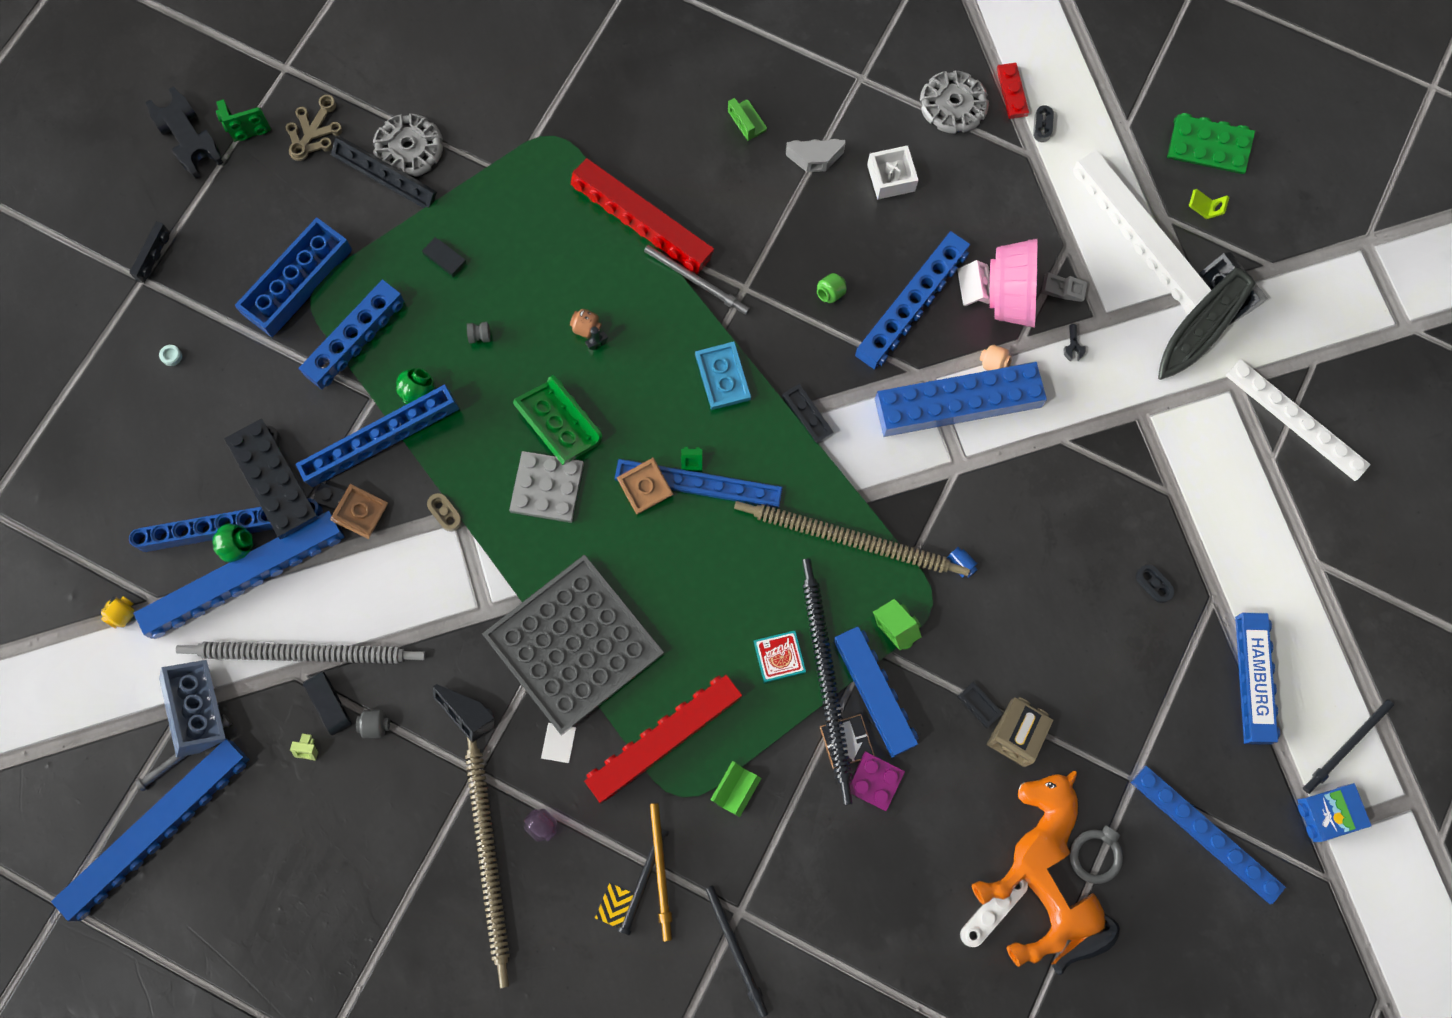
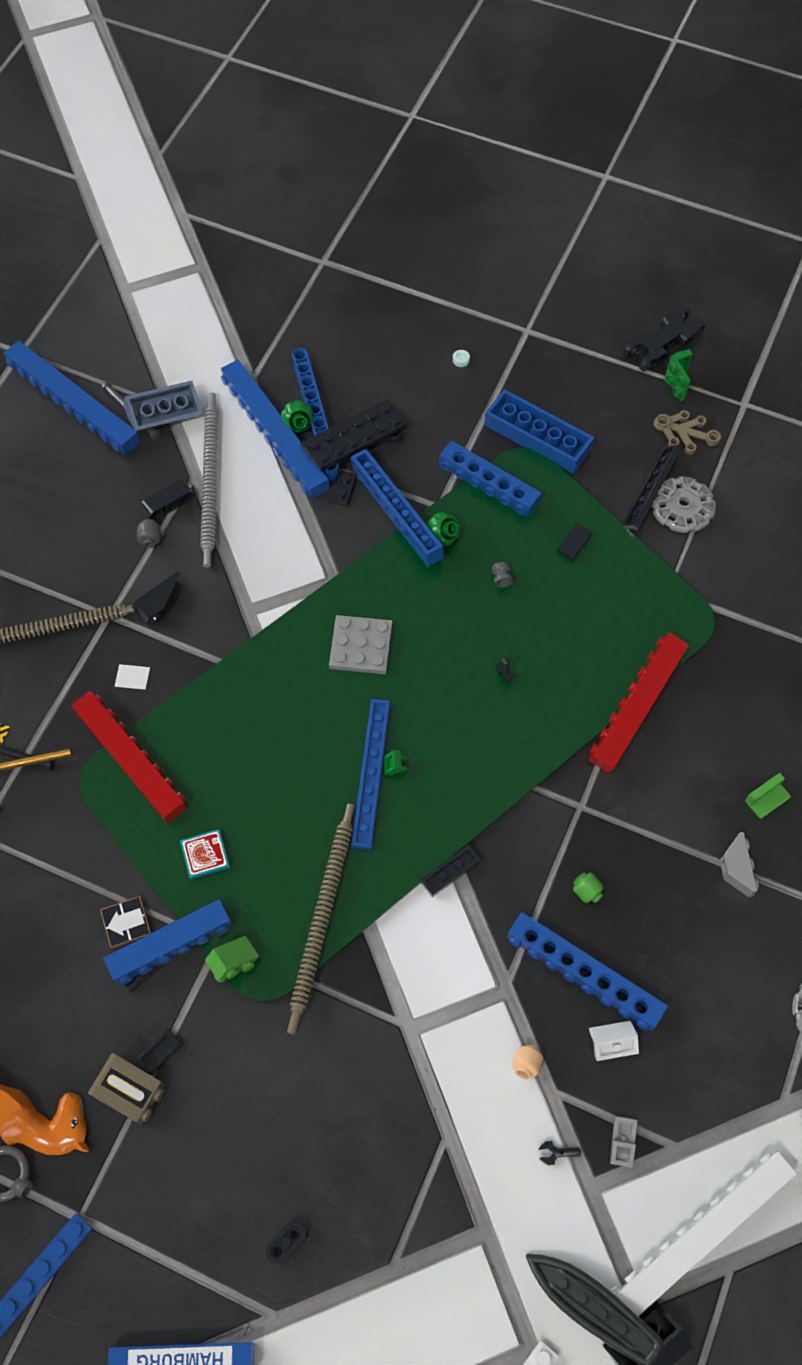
camera: 90 degrees right, 10 degrees down
(117, 612) = (241, 351): yellow head -> none
(150, 252) = (549, 330): black plate -> none
(305, 748) = (131, 489): yellowish green tile -> none
(359, 511) = (330, 503): medium nougat tile -> none
(444, 513) = (333, 568): dark tan plate -> none
(540, 825) = (59, 665): clear purple head -> none
(558, 420) = (421, 645): green bracket -> none
(573, 644) = (215, 677): dark grey plate -> none
(583, 322) = (520, 660): nougat head -> none
(645, 486) = (364, 724): medium nougat tile -> none
(722, 375) = (480, 786): dark azure plate -> none
(729, 300) = (564, 791): flat silver bar -> none
(735, 789) = (83, 822): bright green panel -> none
(815, 617) = (120, 910): black hose -> none
(875, 781) = (86, 949): magenta plate -> none
(892, 172) = (728, 943): white brick -> none
(960, 399) = (479, 1025): blue brick -> none
(963, 559) = (304, 1029): blue brick -> none
(1014, 283) = (609, 1073): bright pink piece -> none
(1205, 206) = (752, 1318): lime bracket -> none

